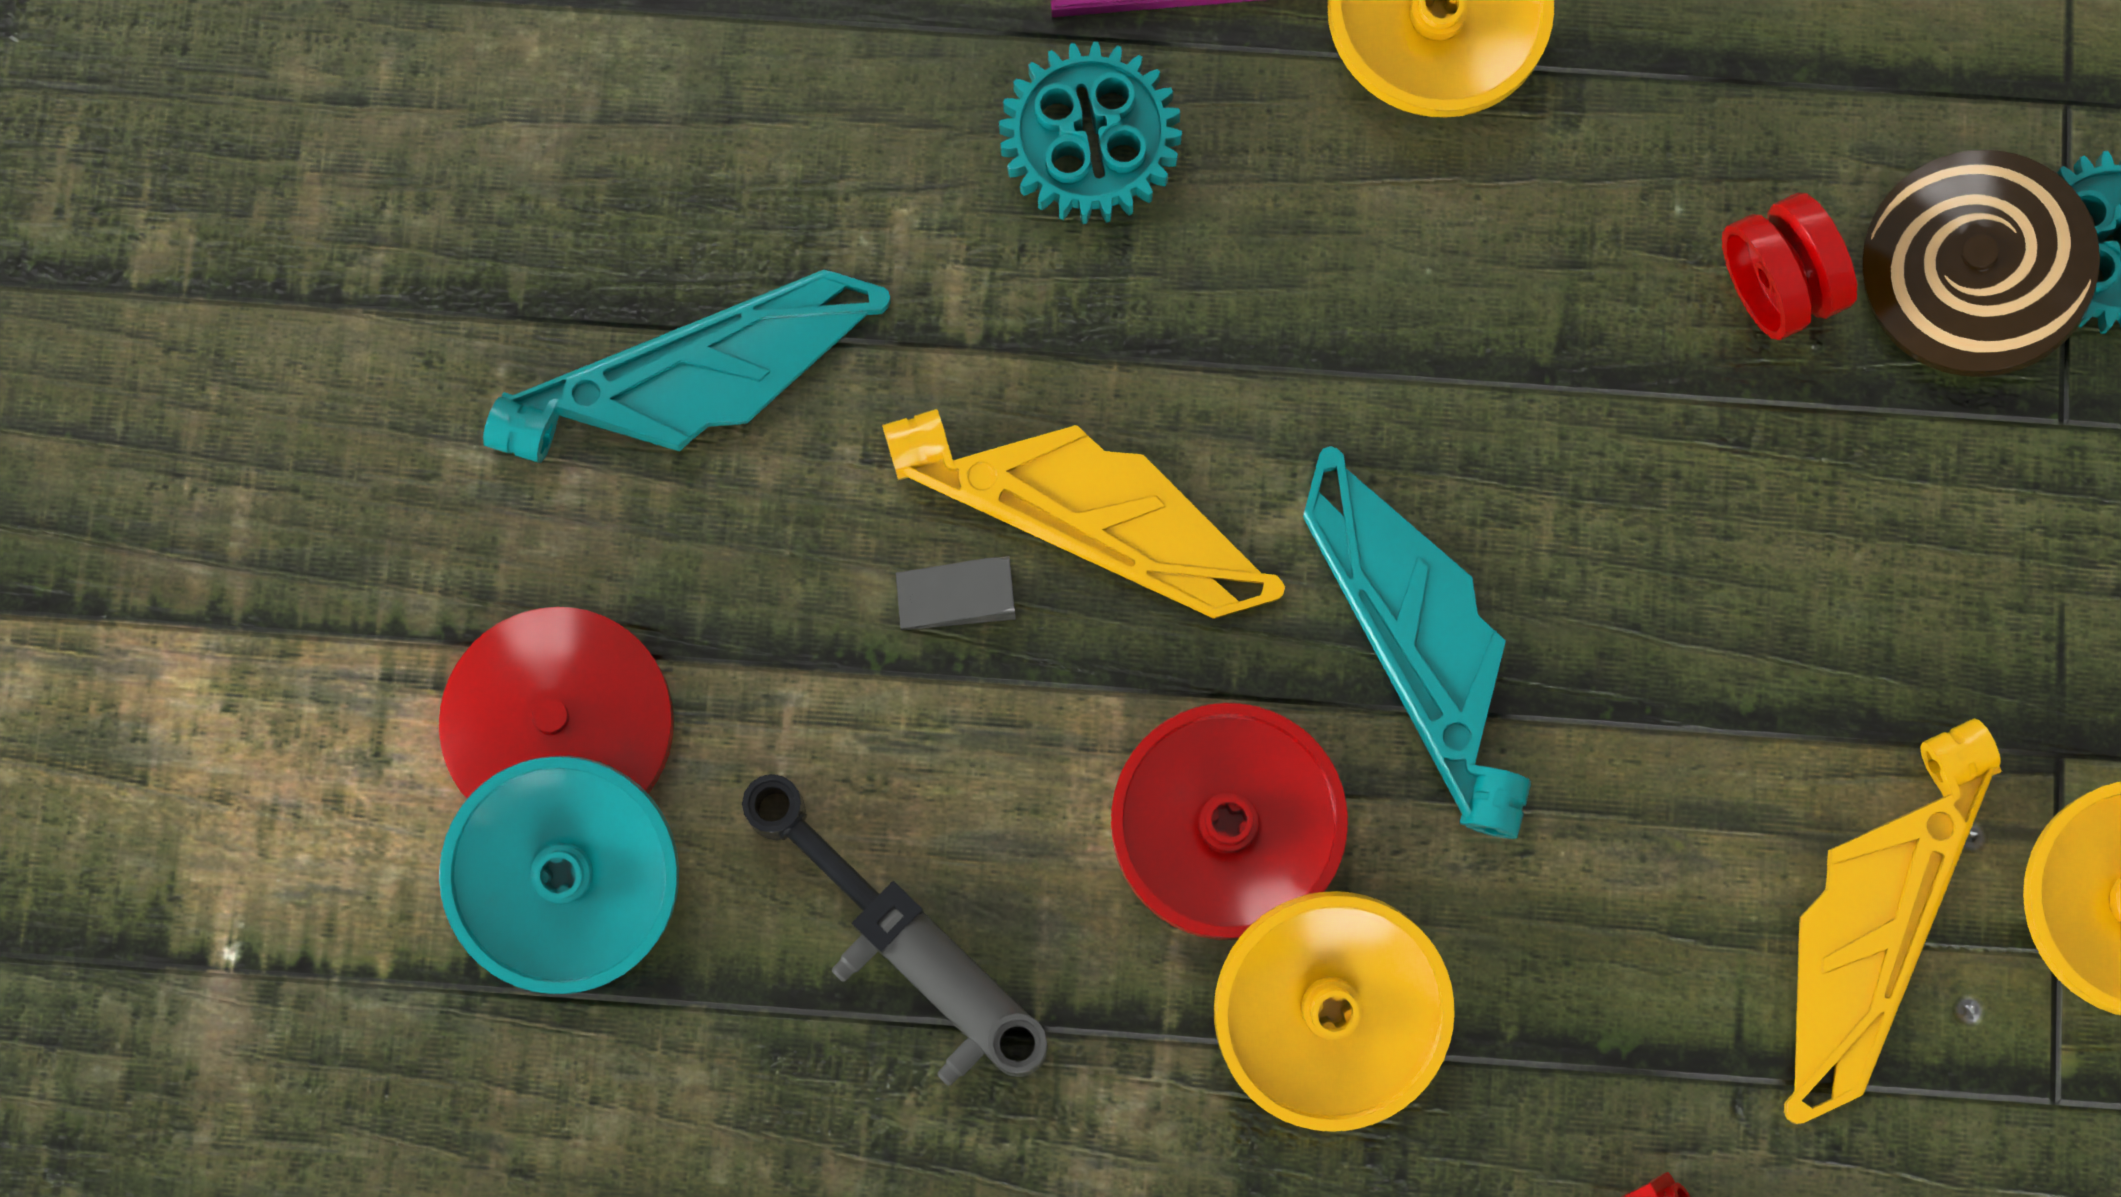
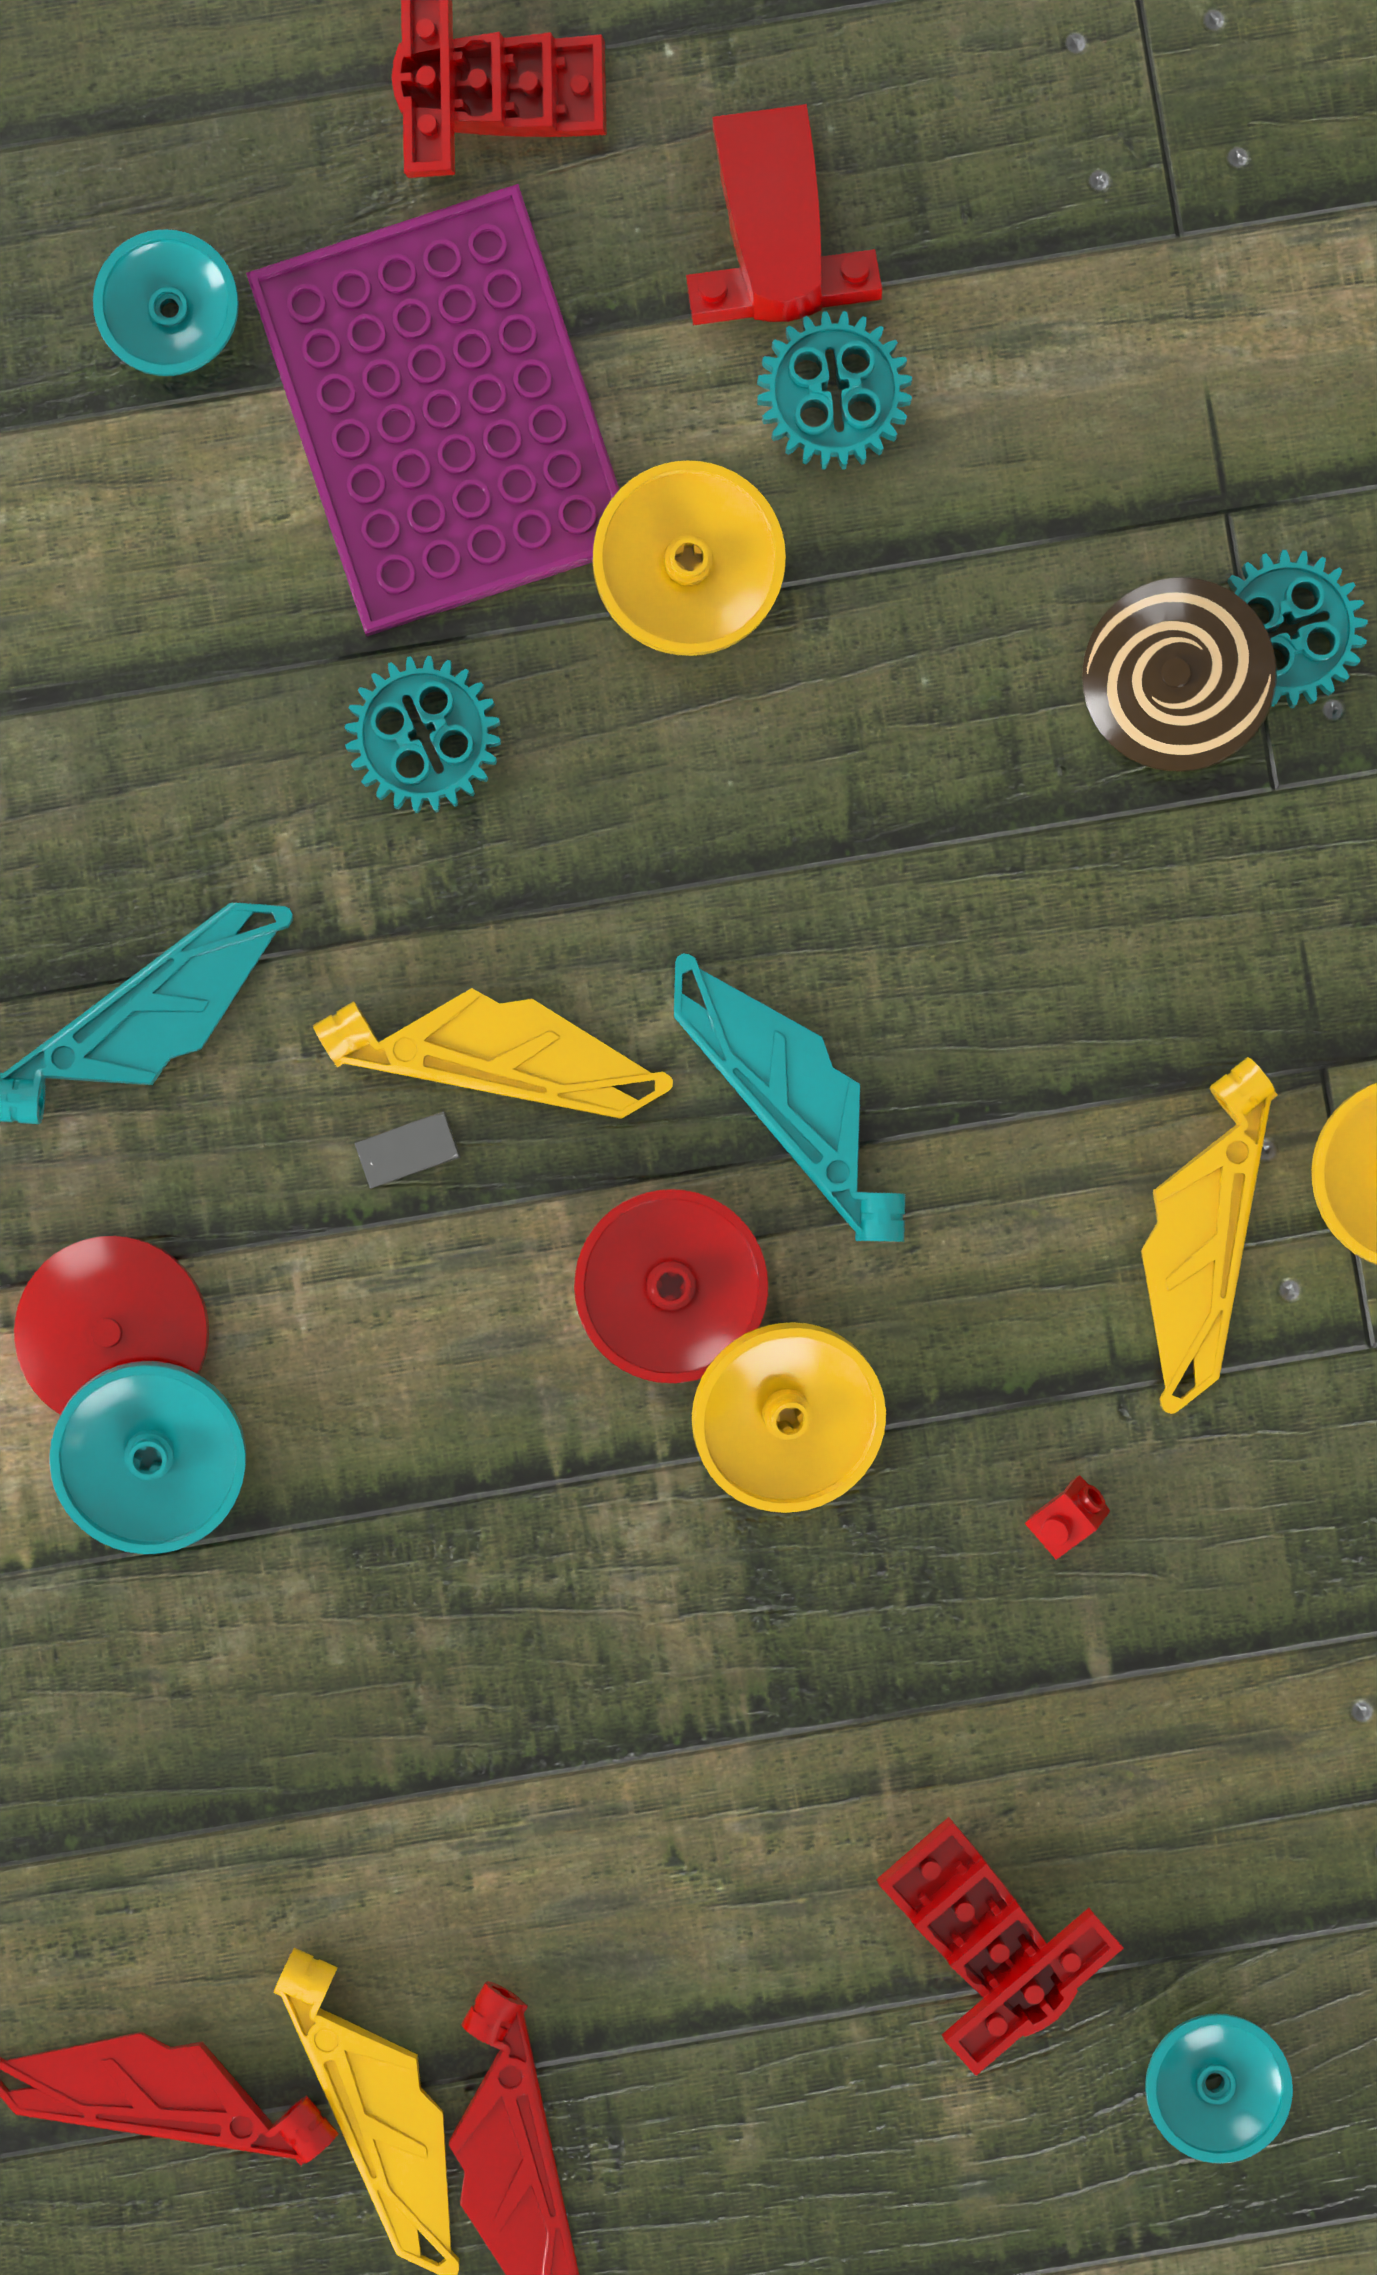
camera: 20 degrees left, 10 degrees up
(911, 942) = (442, 1441): dark grey piece -> none
(1789, 265) = (1023, 718): red wheel -> none

